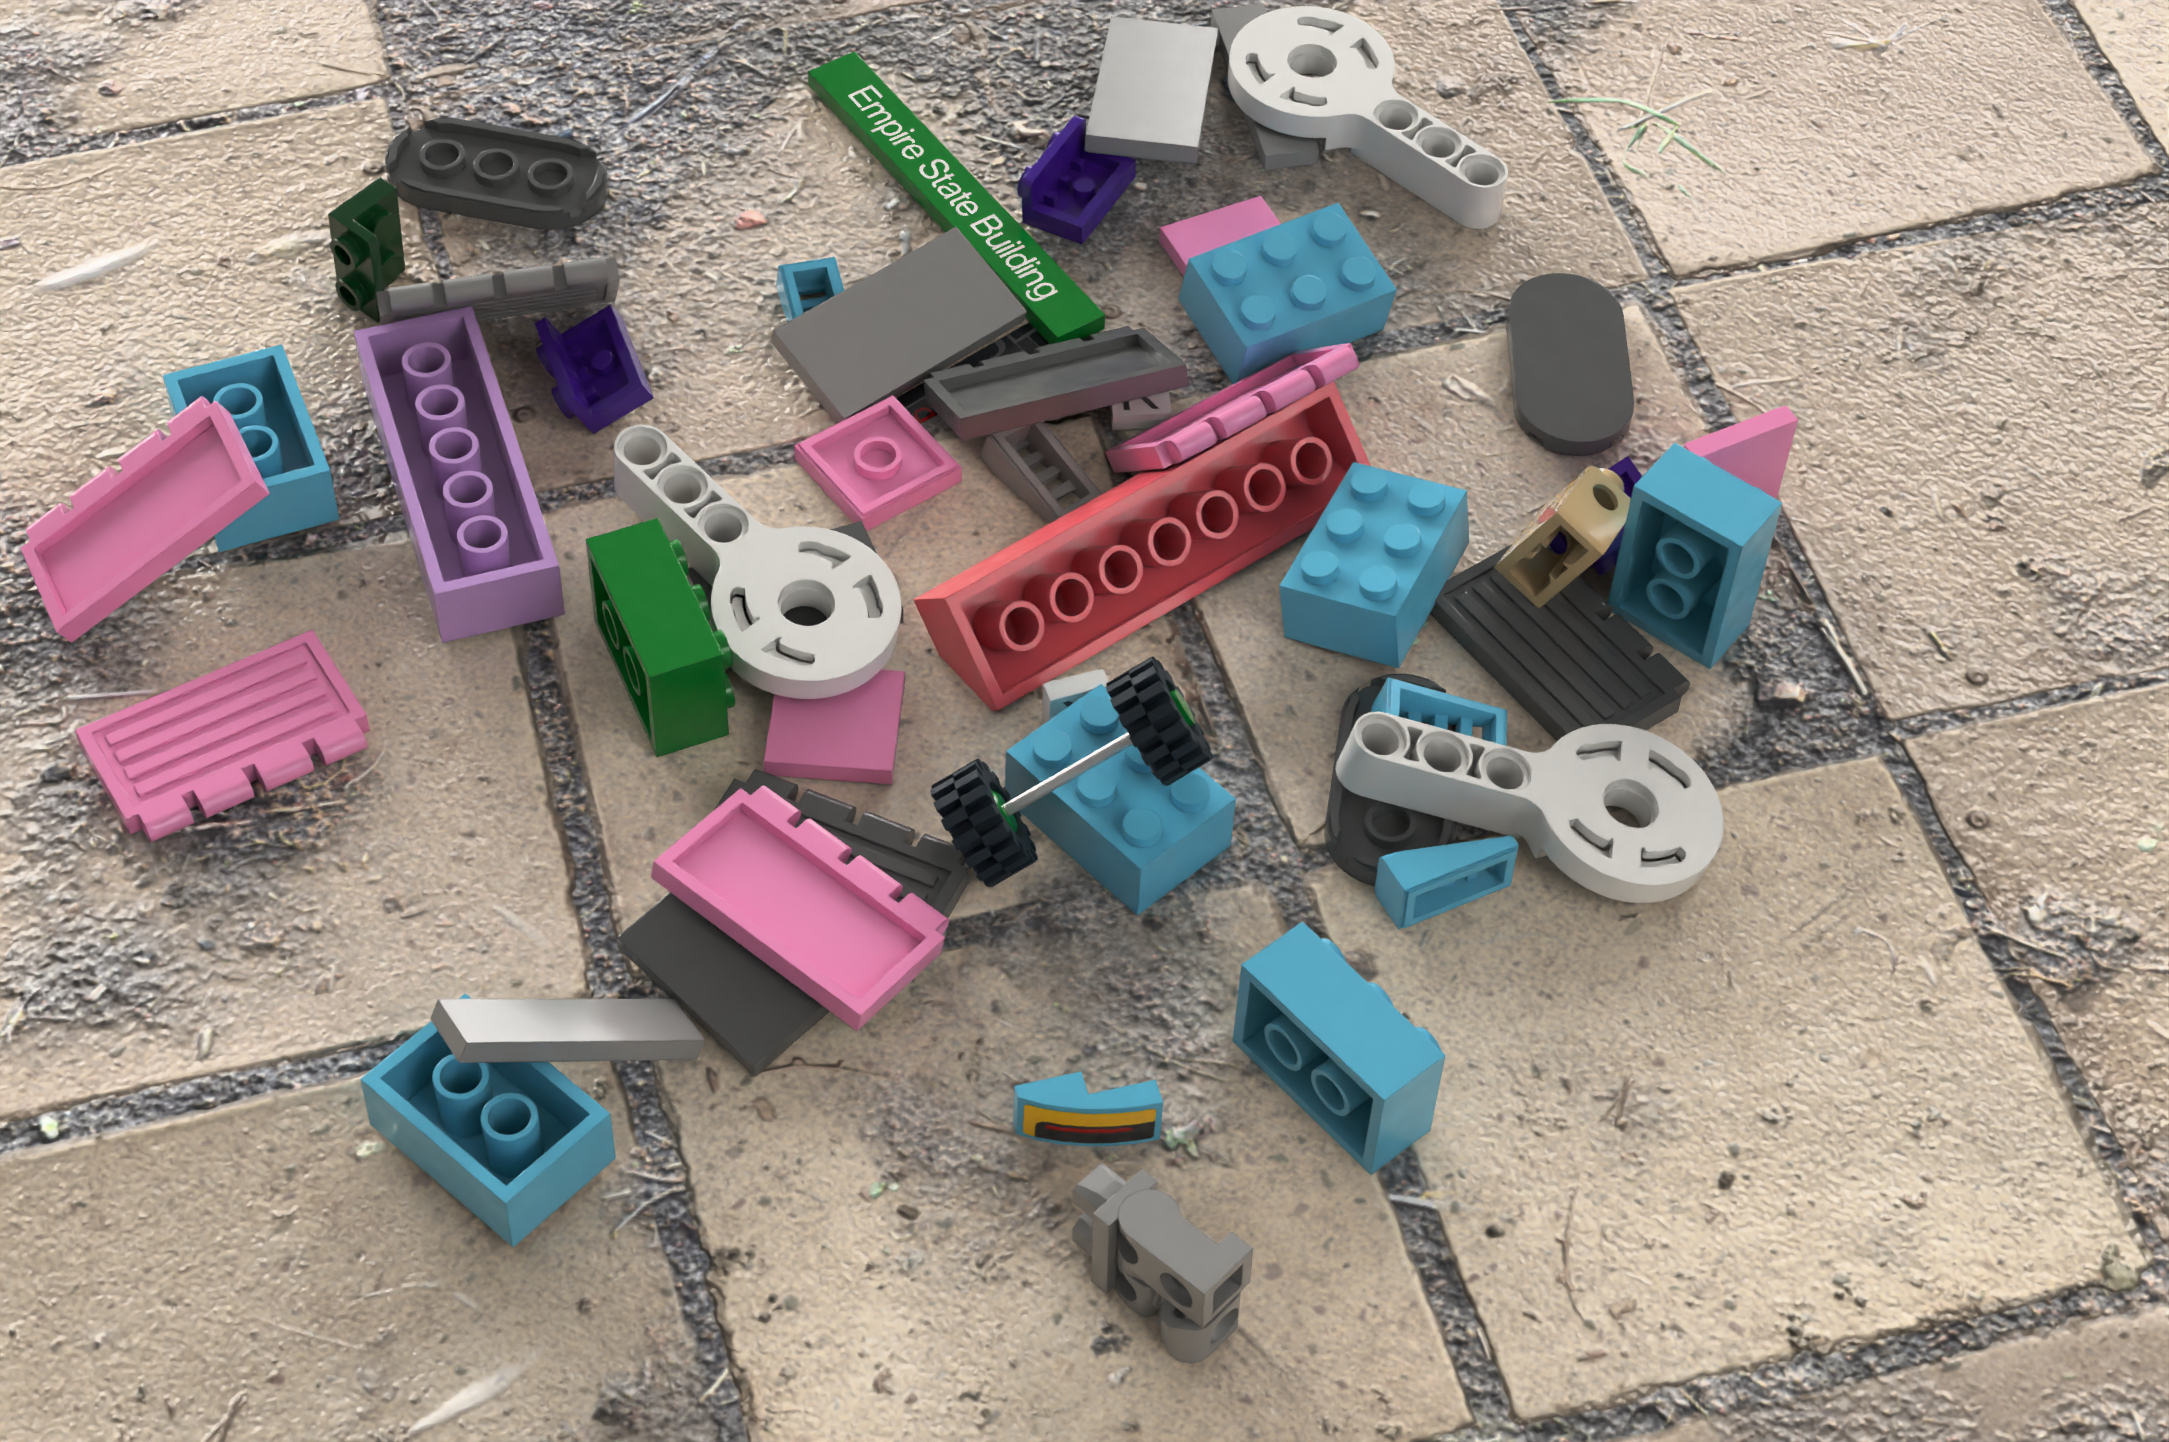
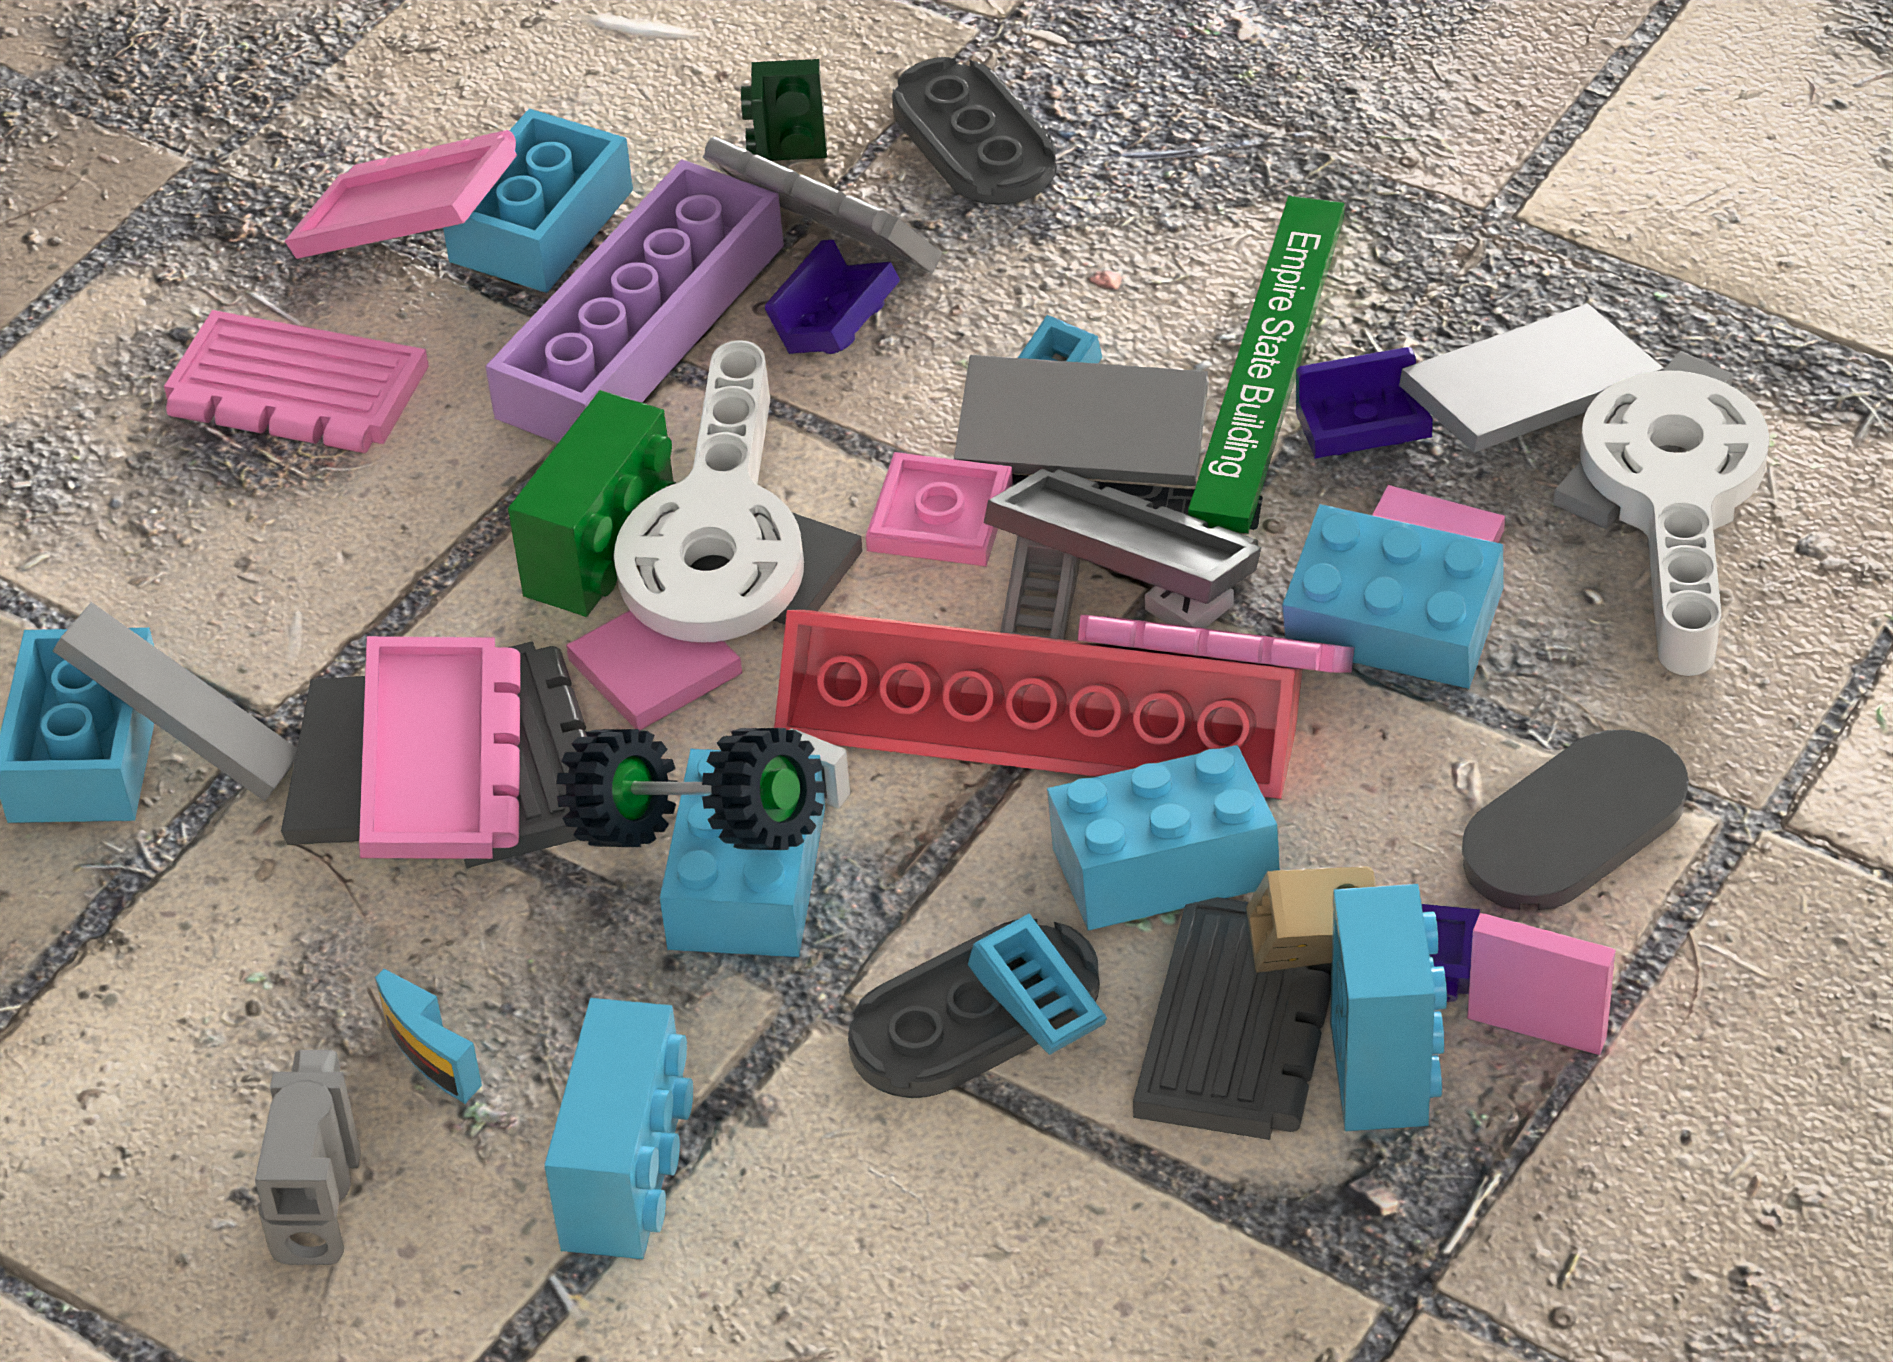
camera: 55 degrees right, 5 degrees down
(1442, 877) = (887, 1095): medium azure slope -> none
(1549, 793) = (1052, 1112): white beam -> none

